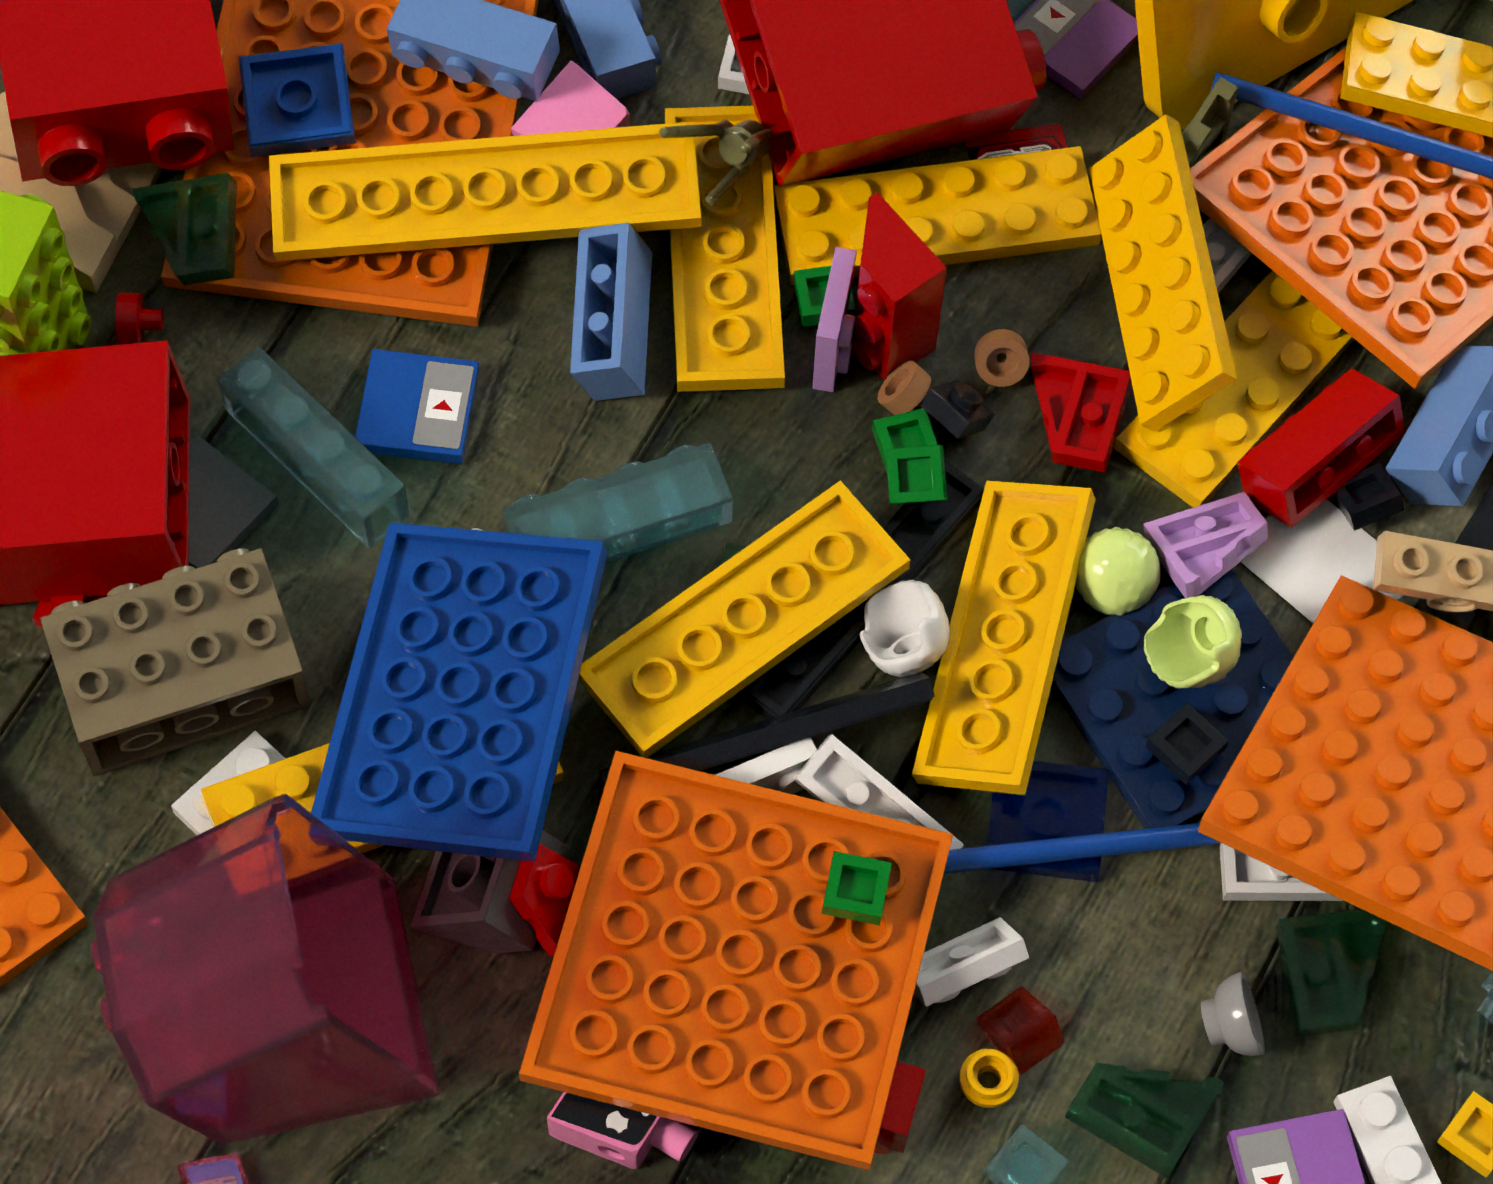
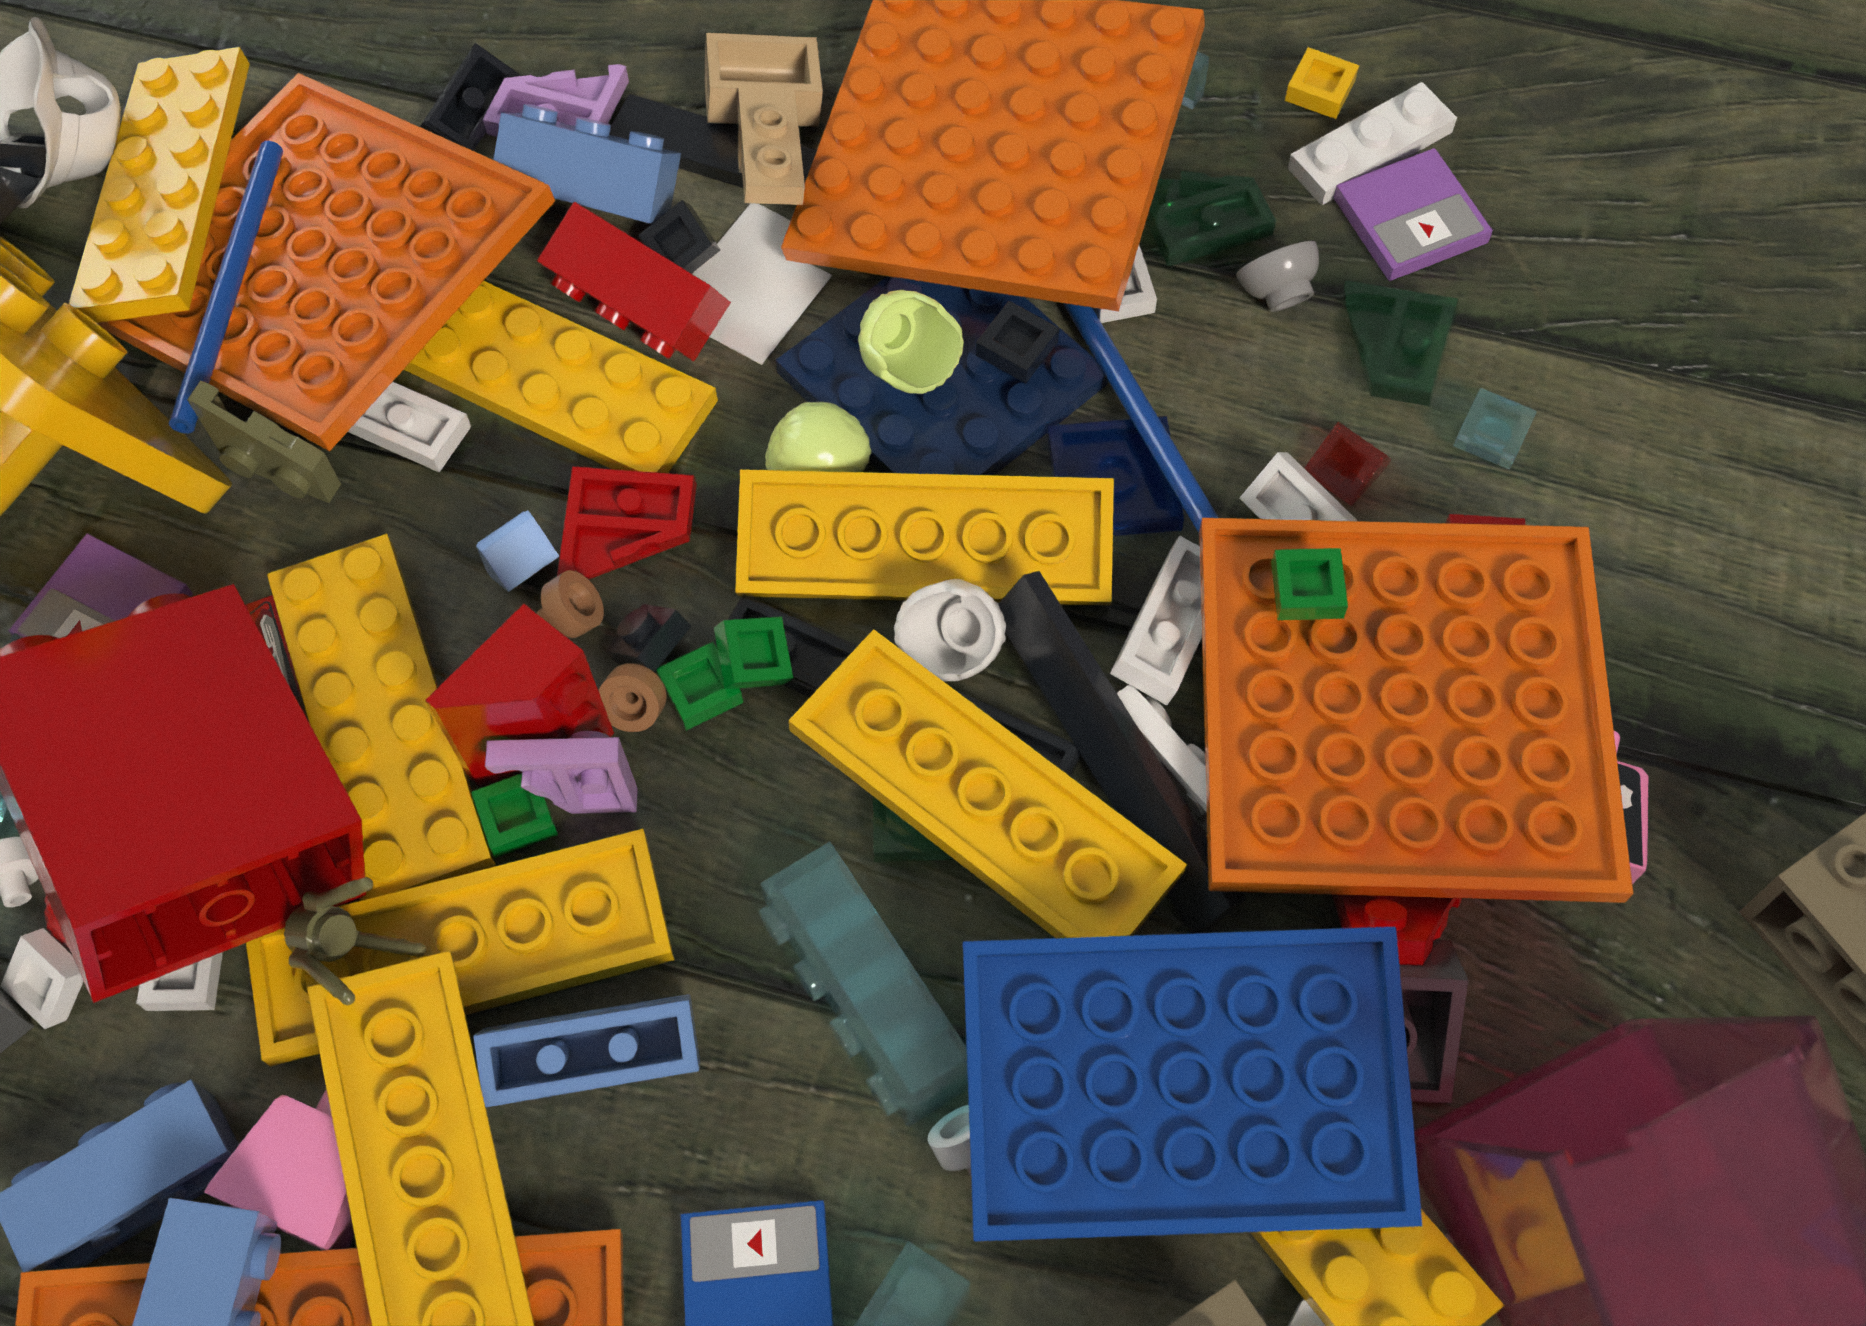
camera: 100 degrees left, 0 degrees up
(989, 1061) = (1418, 465): yellow plate -> none
(1059, 323) = (516, 551): none -> light blue slope
(1161, 274) = (445, 444): yellow plate -> none
(1206, 541) = (767, 370): lavender wing -> none

